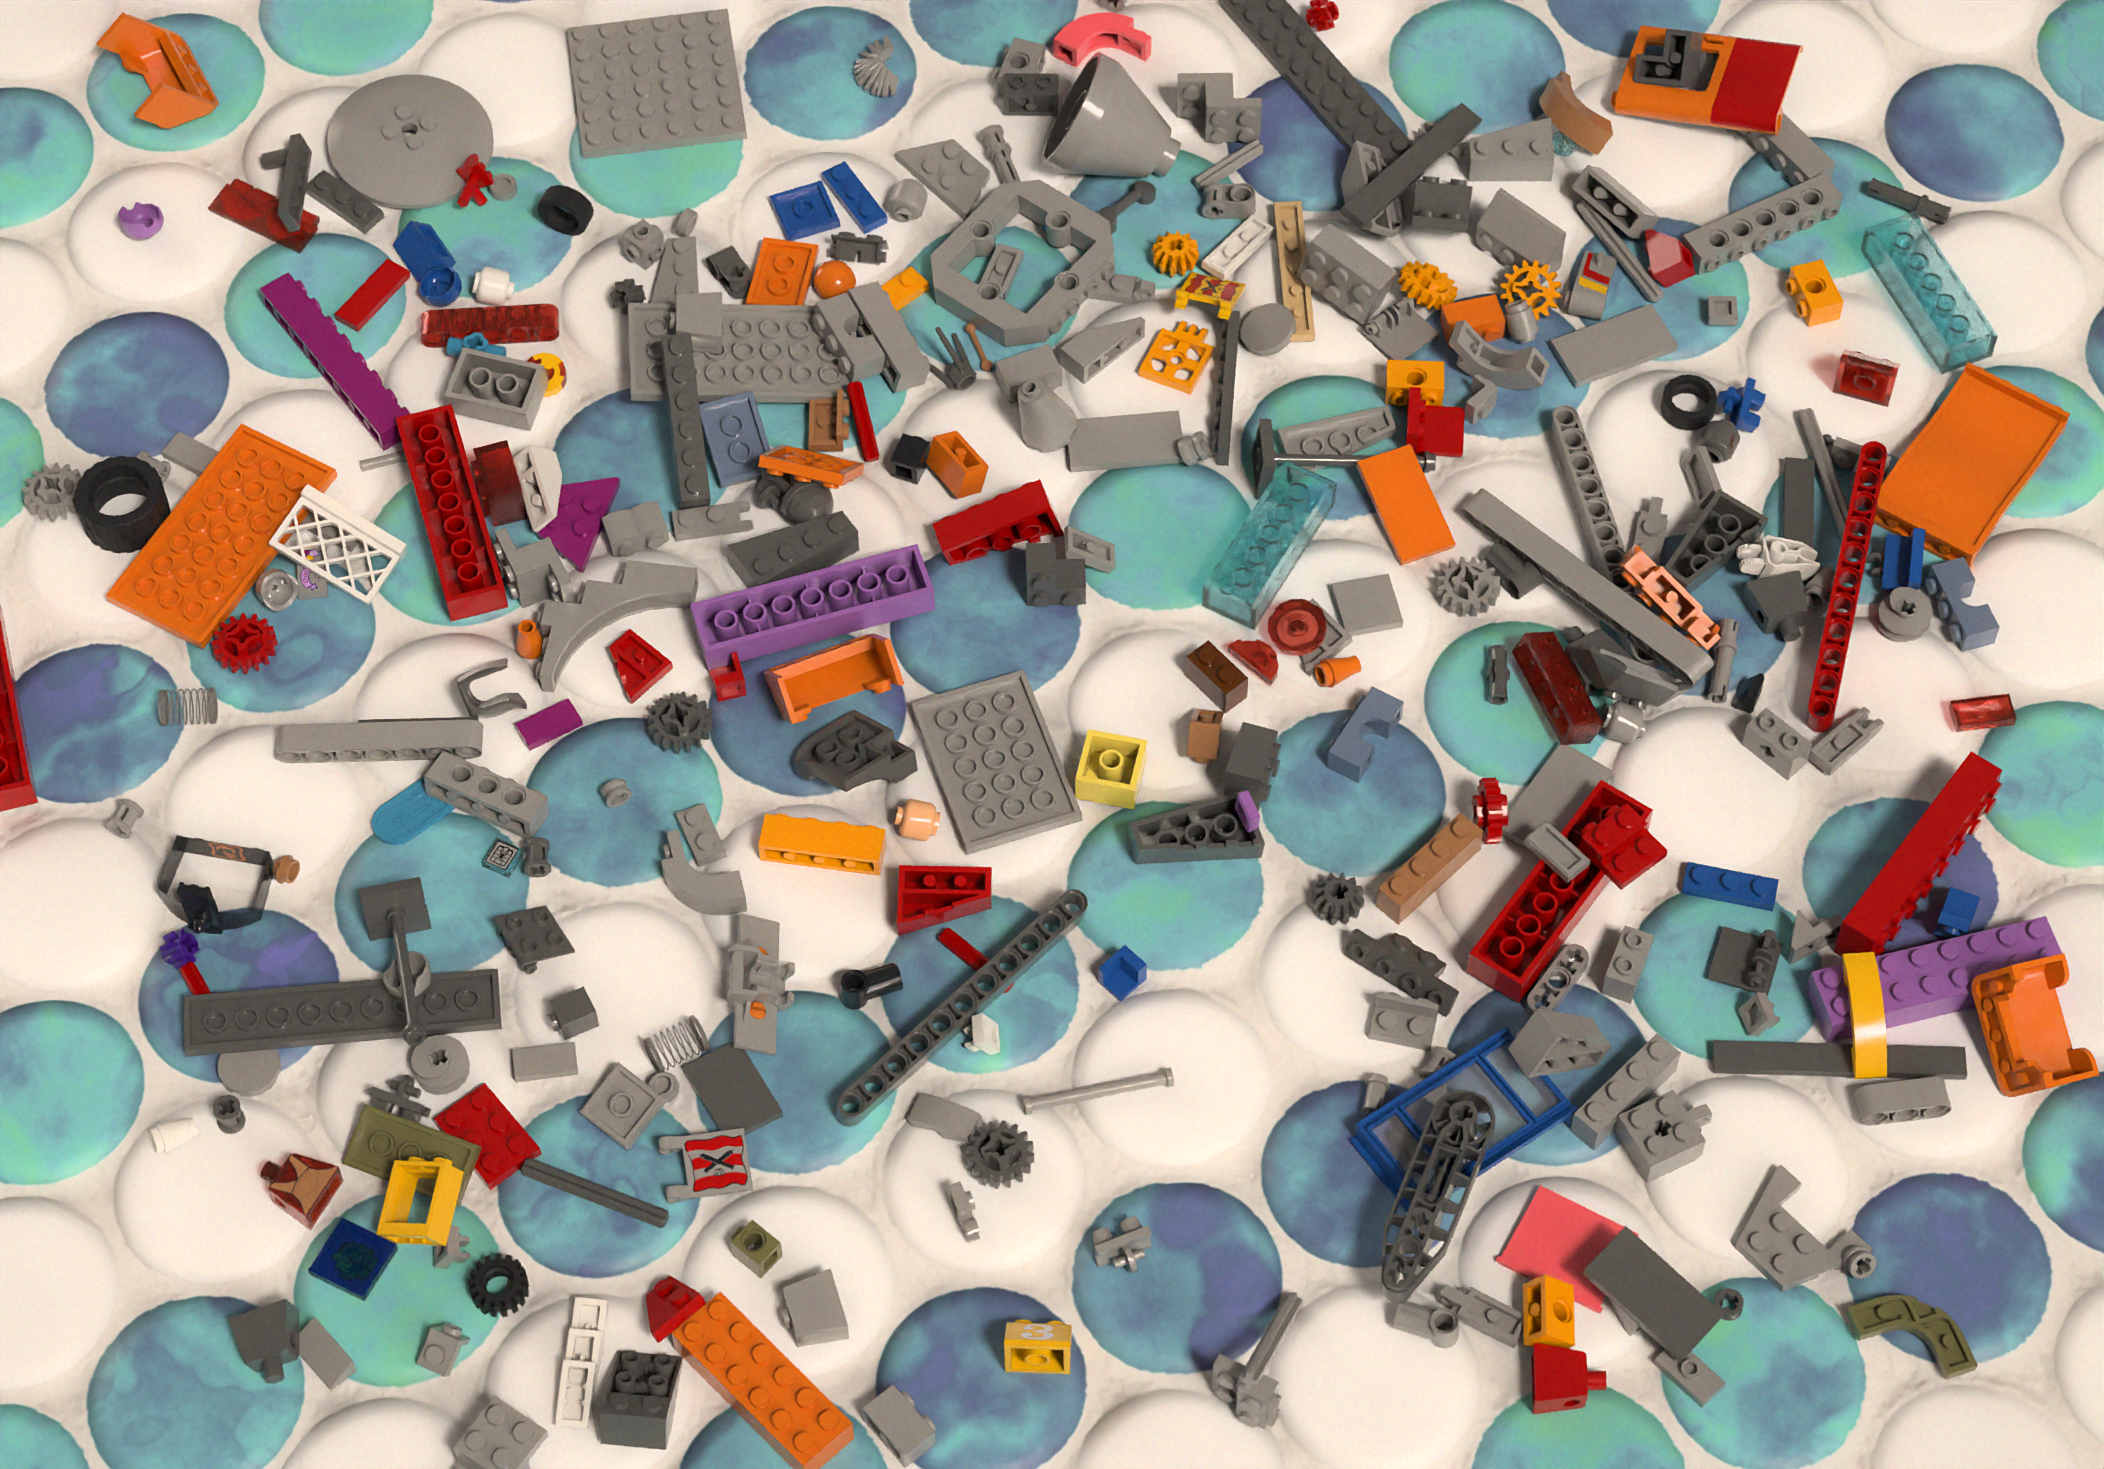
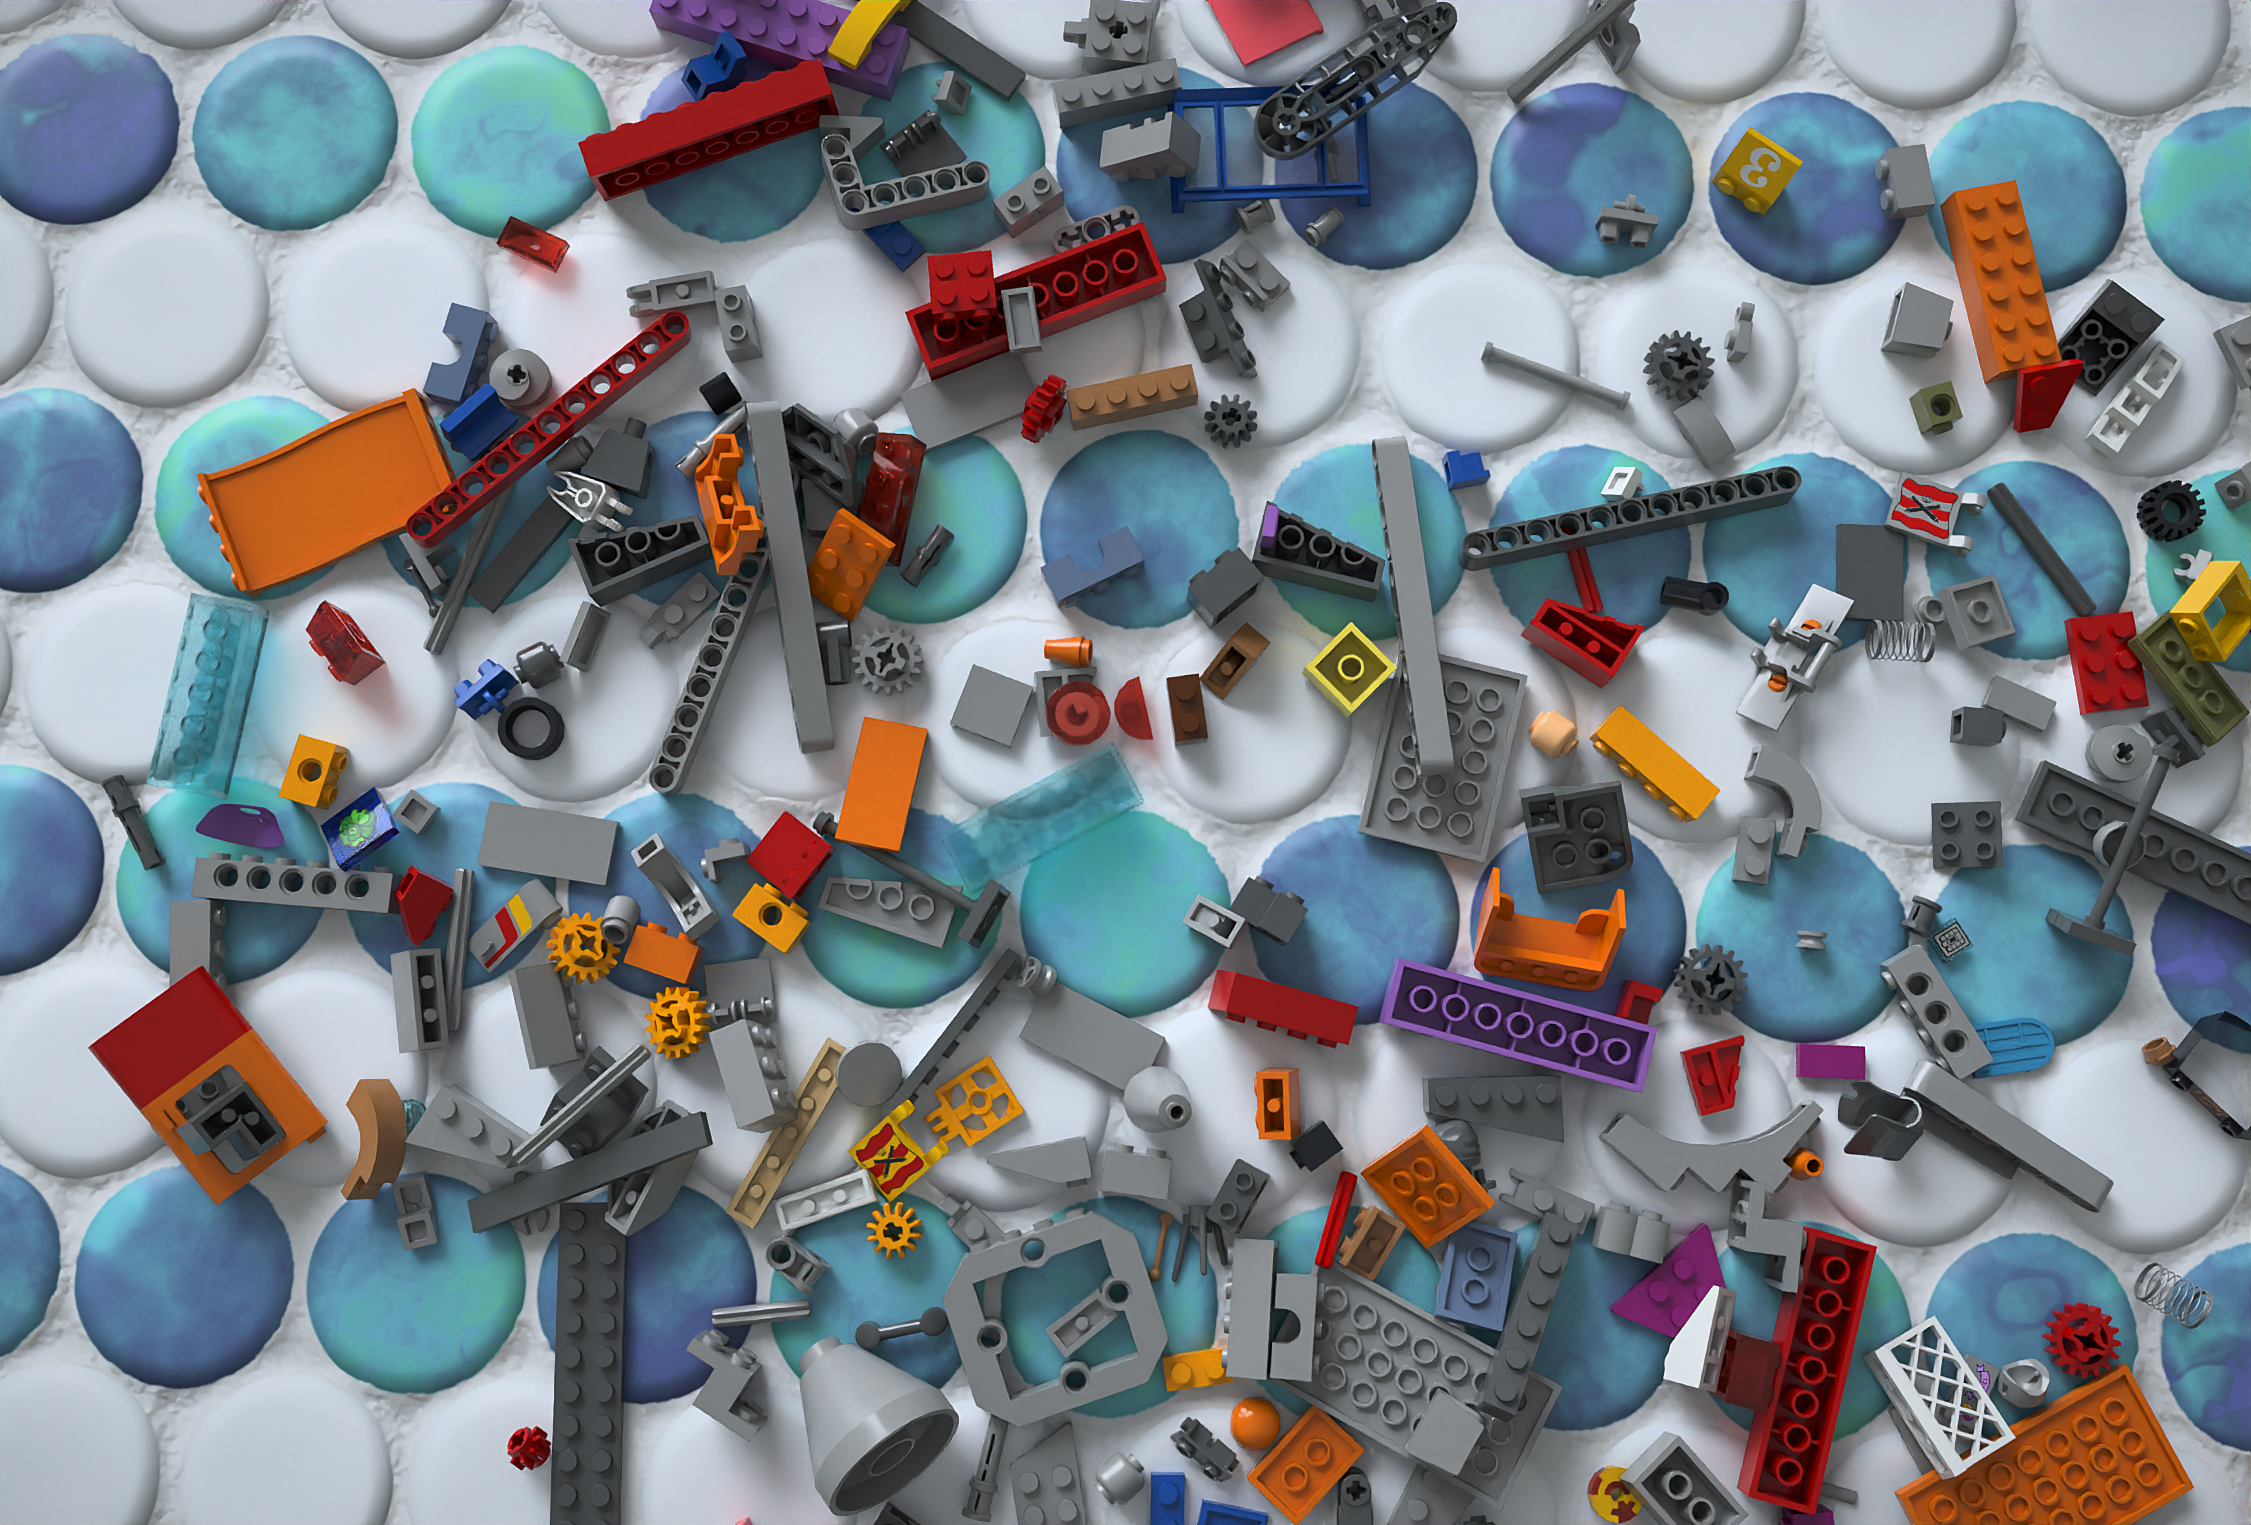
camera: 150 degrees left, 25 degrees up
(944, 395) = (1238, 1196): none -> dark grey bracket
(1097, 841) = (1412, 607): none -> light grey beam
(1448, 187) = (581, 1104): none -> light grey axle
(1508, 97) = (417, 1211): none -> light grey slope
(1549, 619) = (848, 564): none -> orange plate
(1733, 901) = (896, 190): none -> light grey beam
(1750, 275) = (359, 829): none -> clear blue tile
(1832, 238) = (240, 827): none -> medium lavender piece

